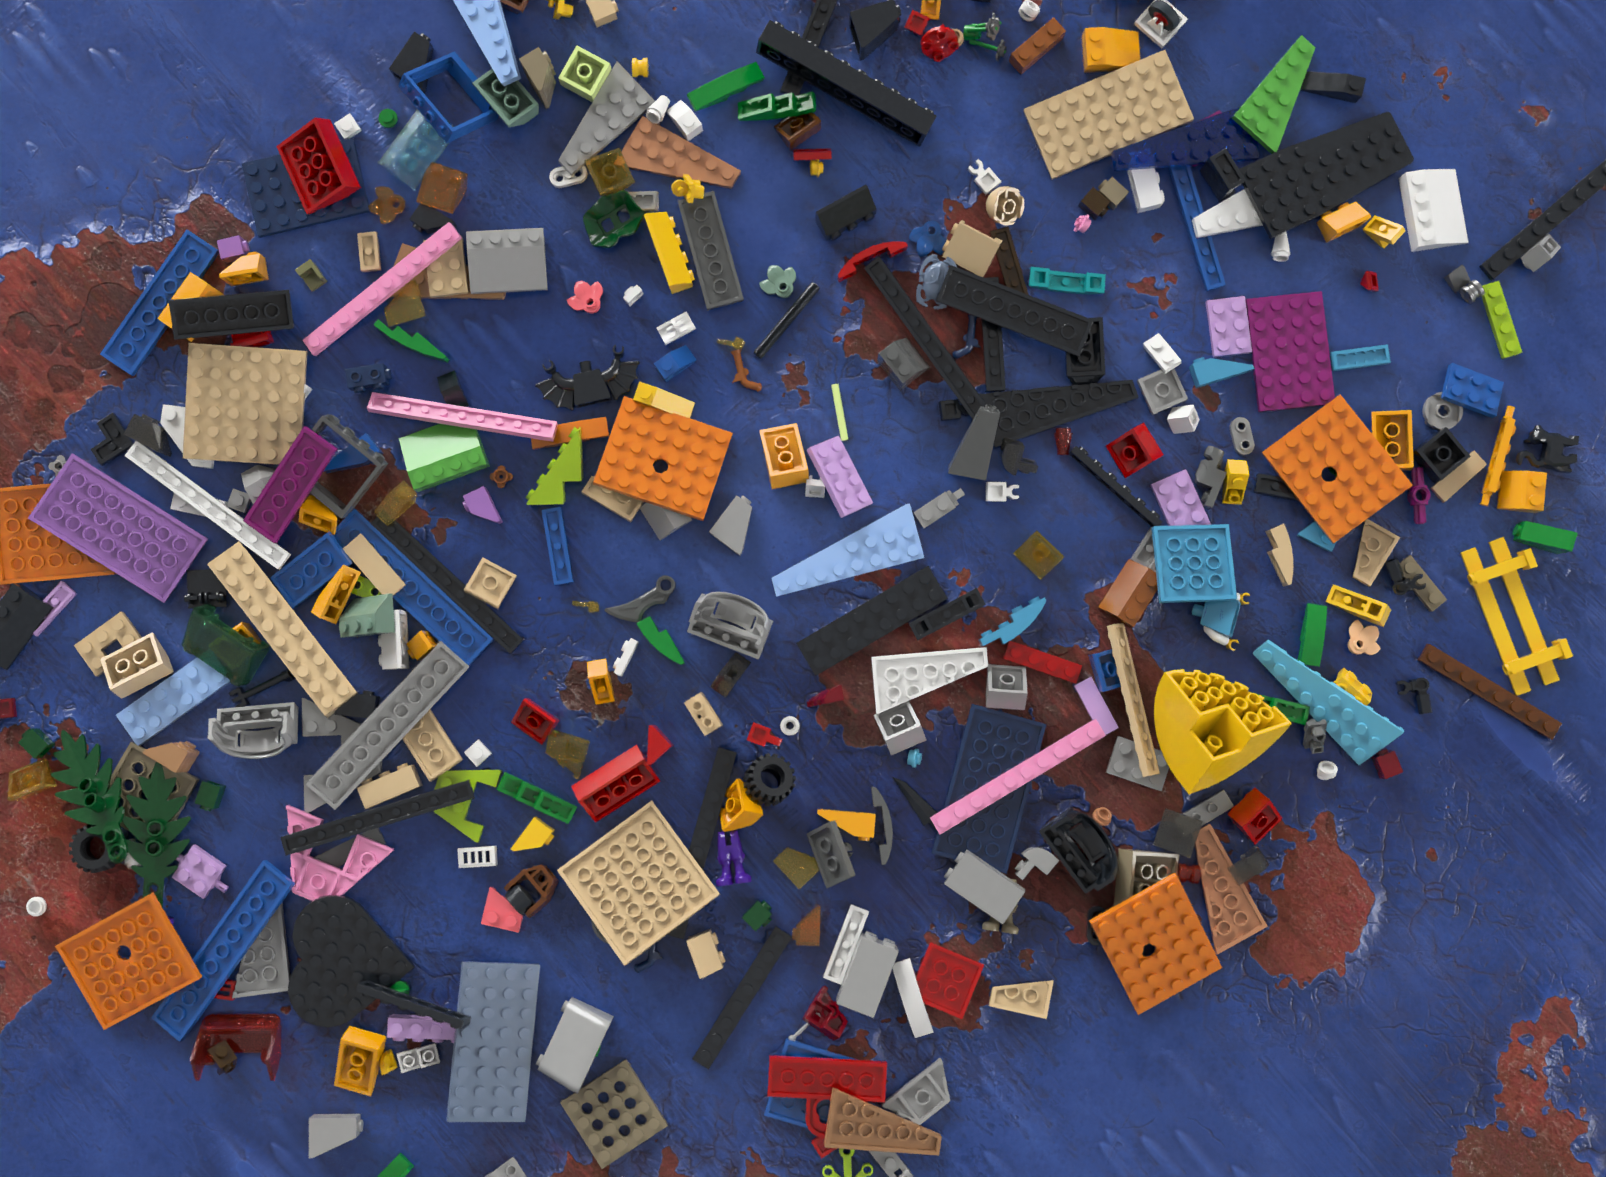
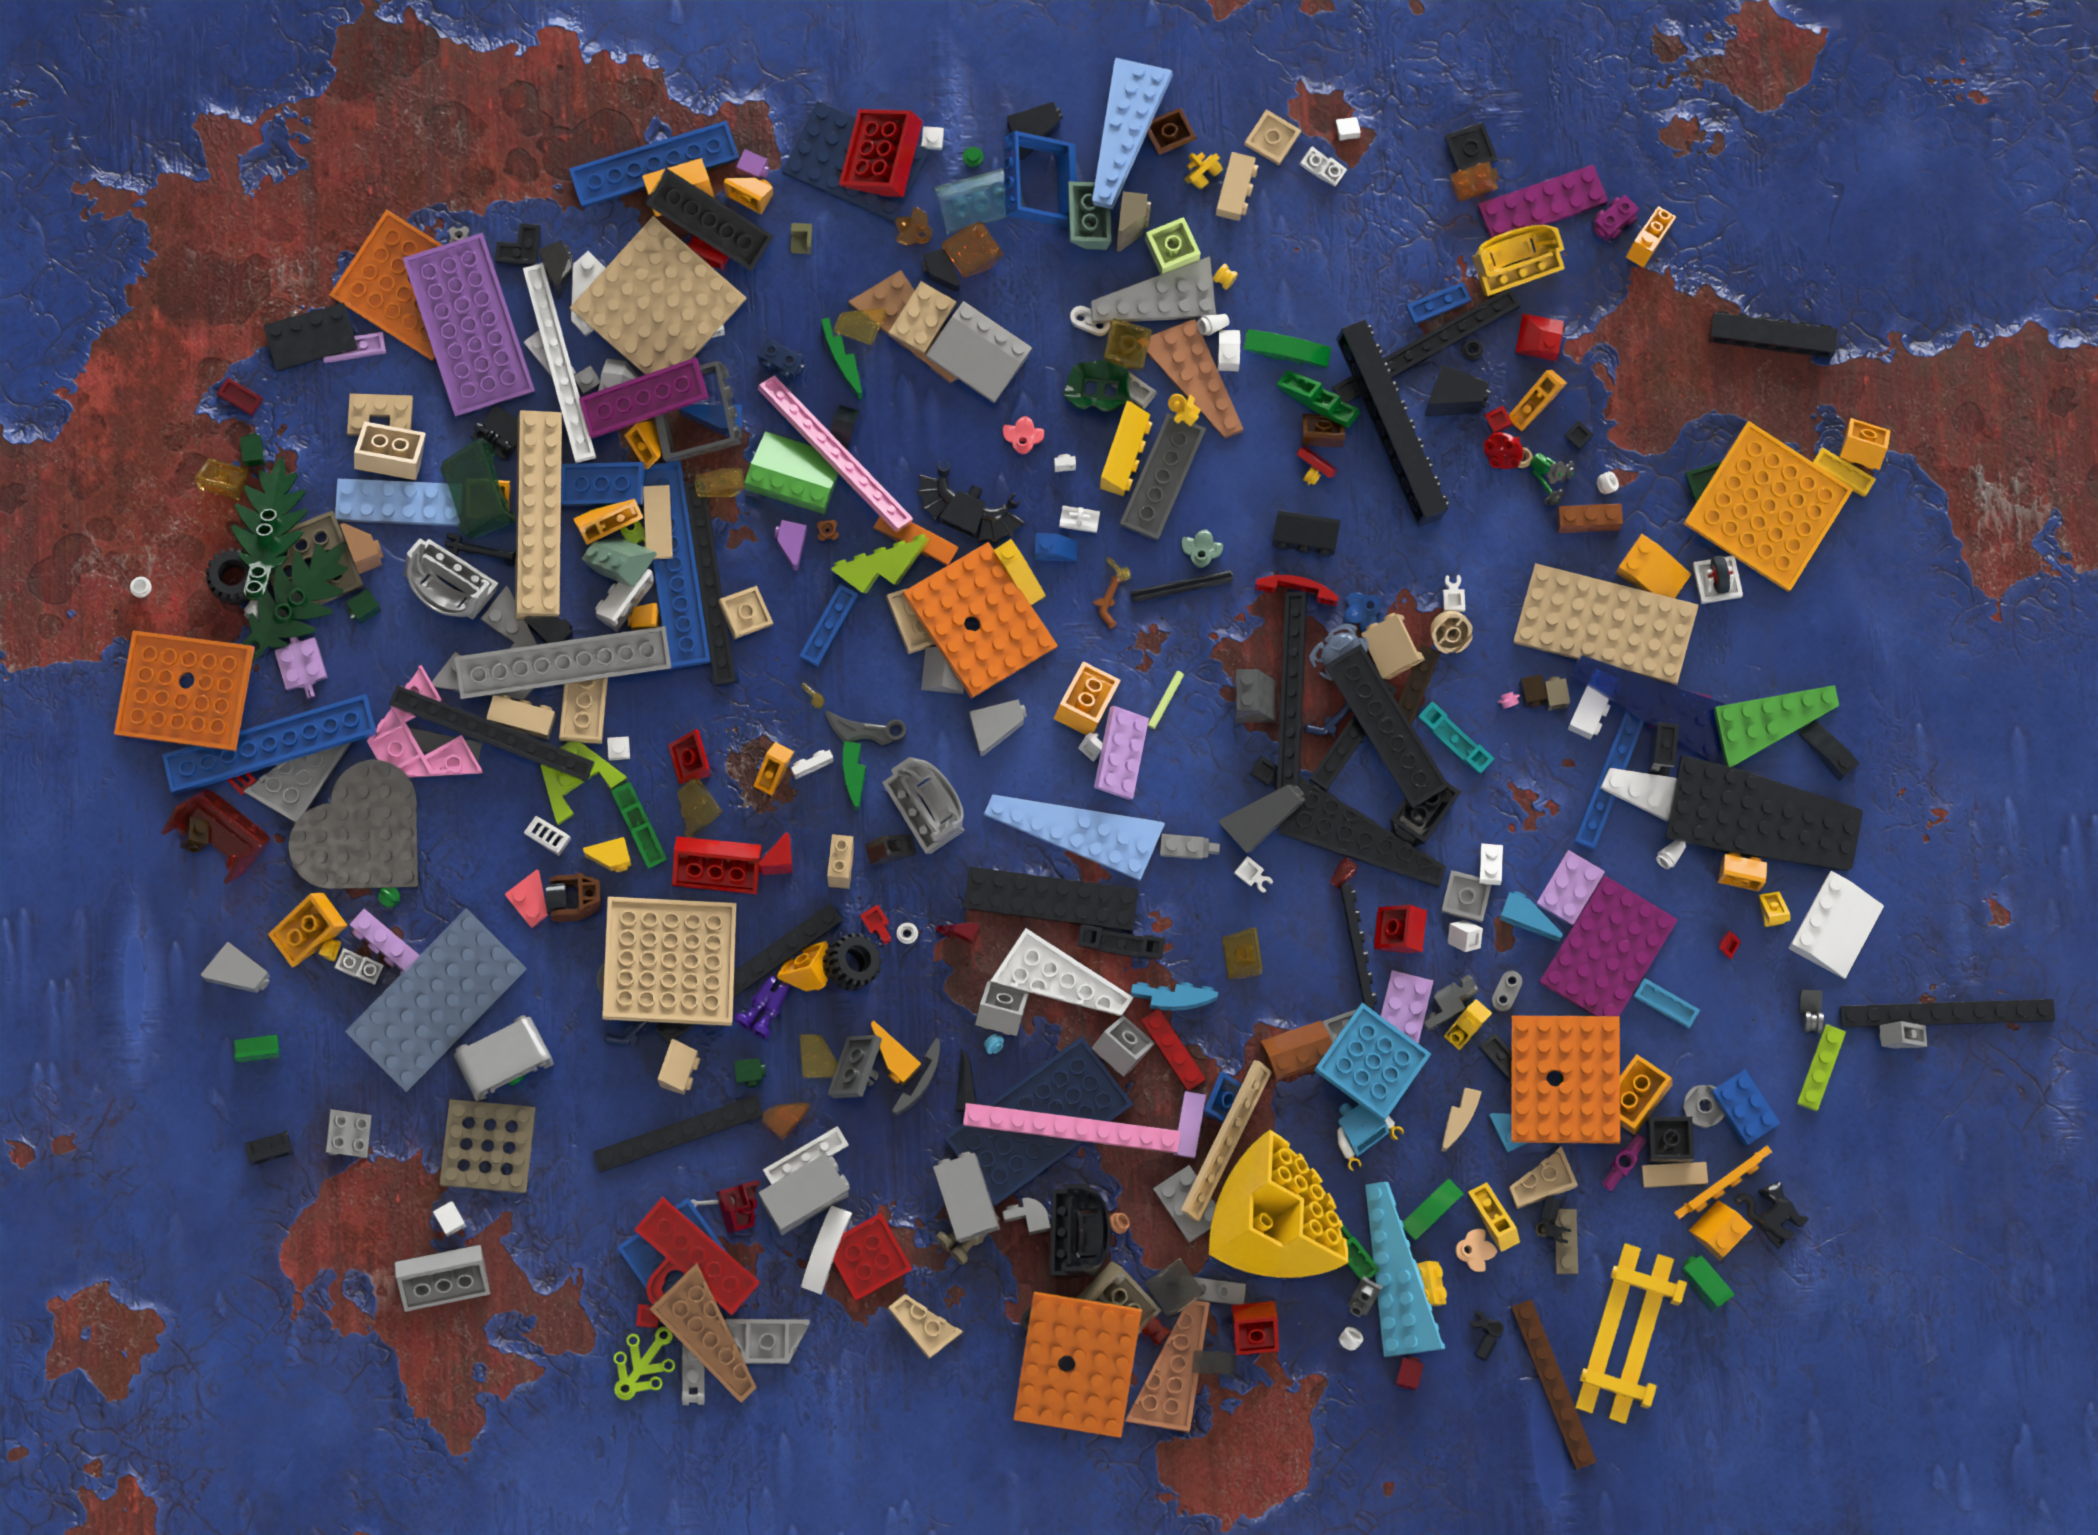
camera: 35 degrees right, 10 degrees down
(369, 251) = (866, 256): tan plate -> none
(382, 289) = (852, 295): bright pink plate -> none
(408, 1002) = (401, 917): black plate -> none
(1011, 457) = (1284, 851): clear smoke brick -> none

